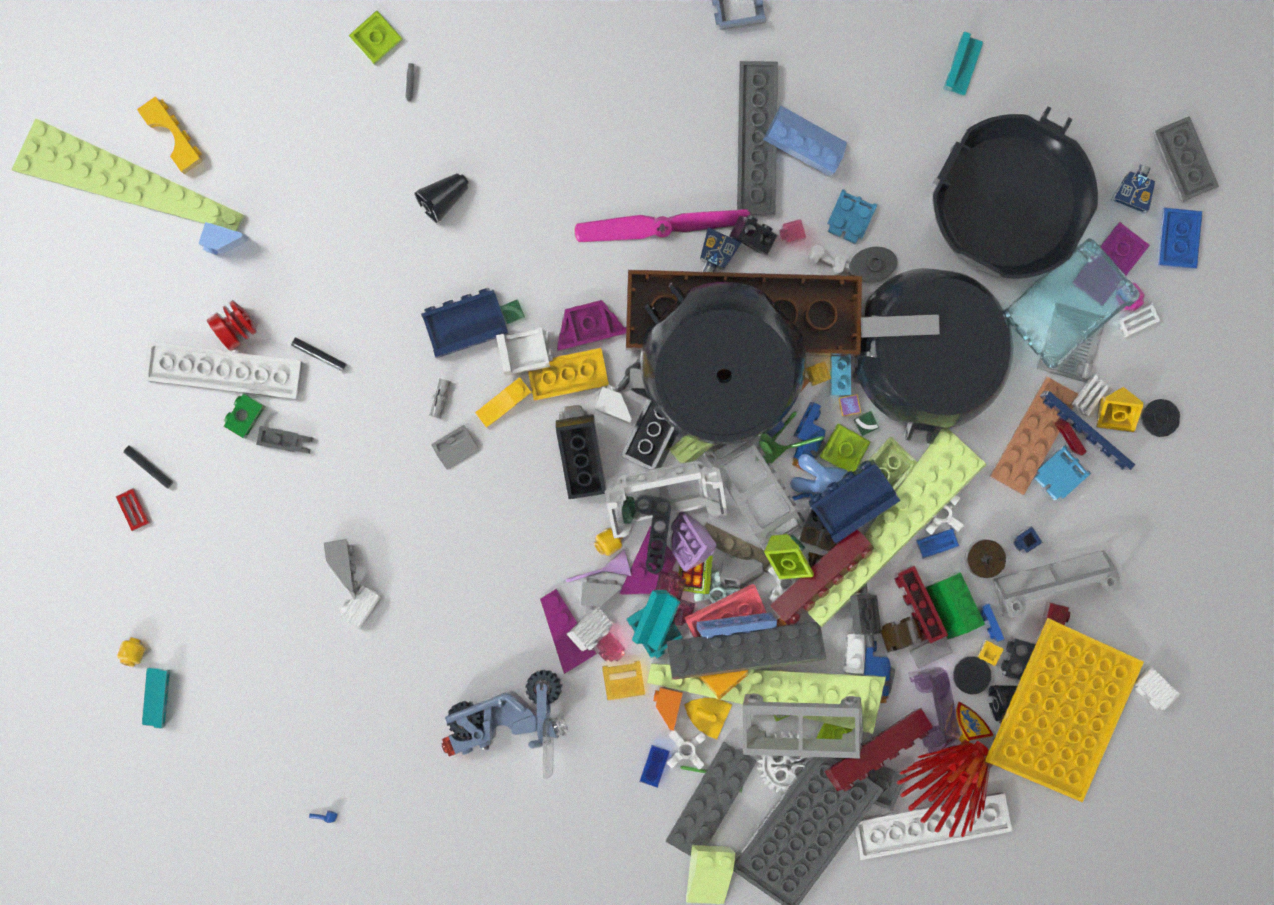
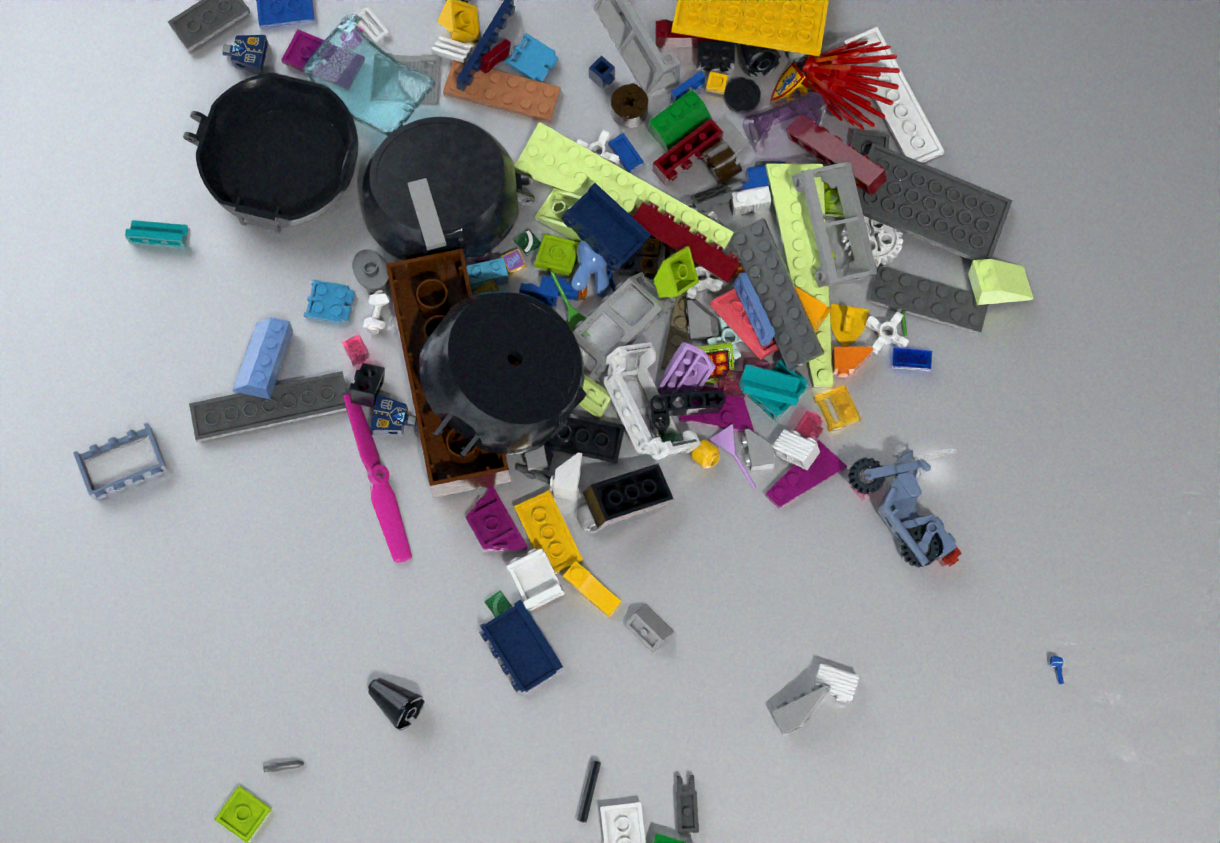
camera: 105 degrees left, 15 degrees down
(439, 398) = (603, 655): light grey pin -> none

